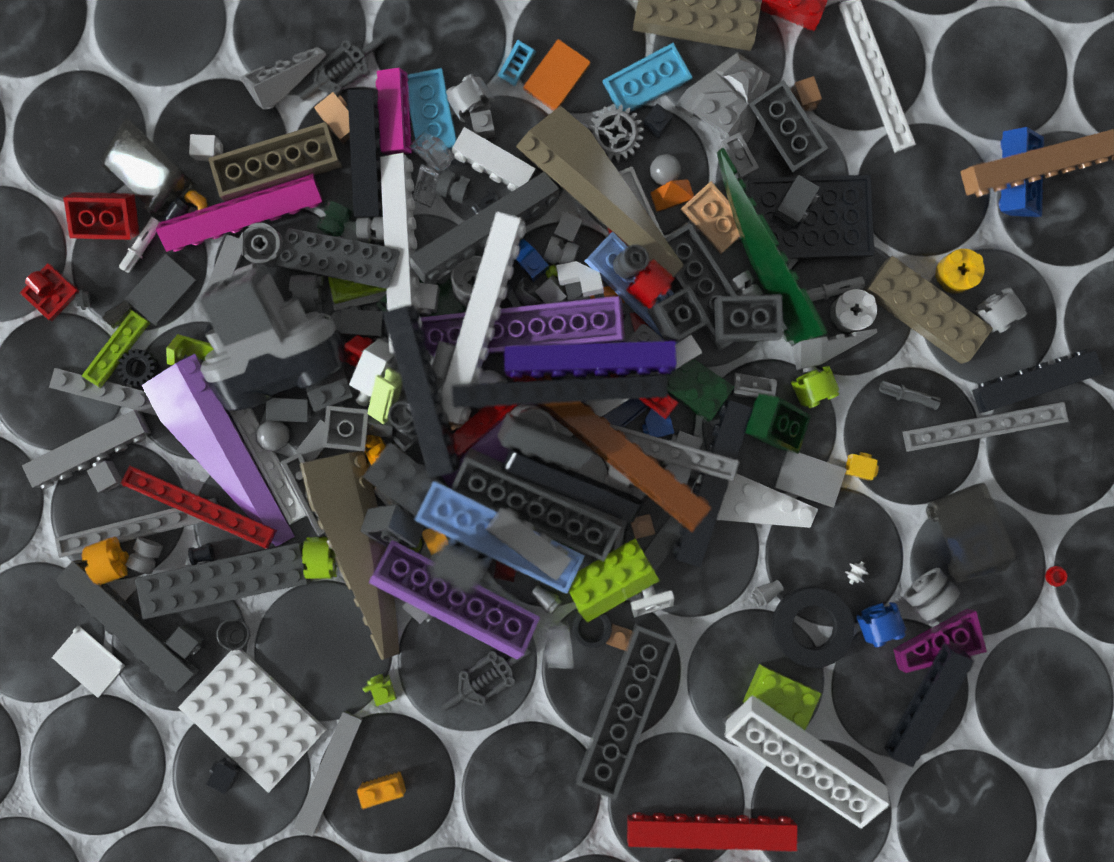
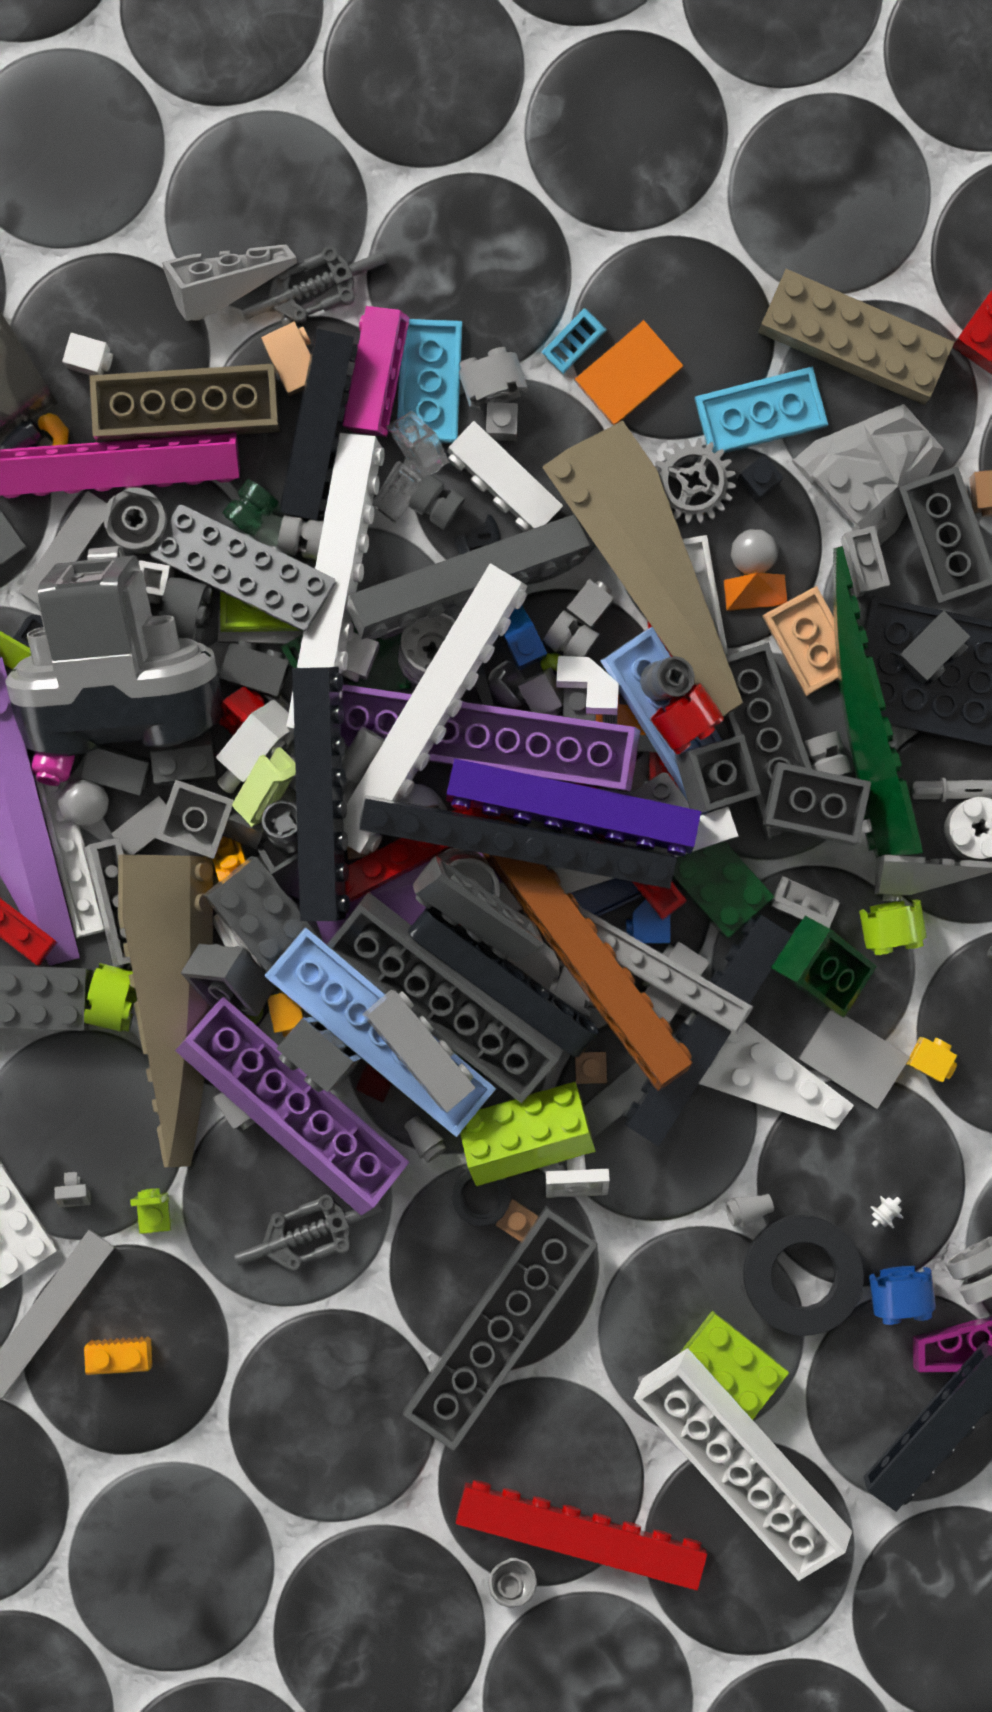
camera: 10 degrees right, 0 degrees up
(246, 418) = (52, 769): none -> dark pink head
(282, 279) = (155, 579): none -> white brick
(326, 690) = (73, 1192): none -> light grey tile
(558, 645) = (425, 1208): clear slope -> none

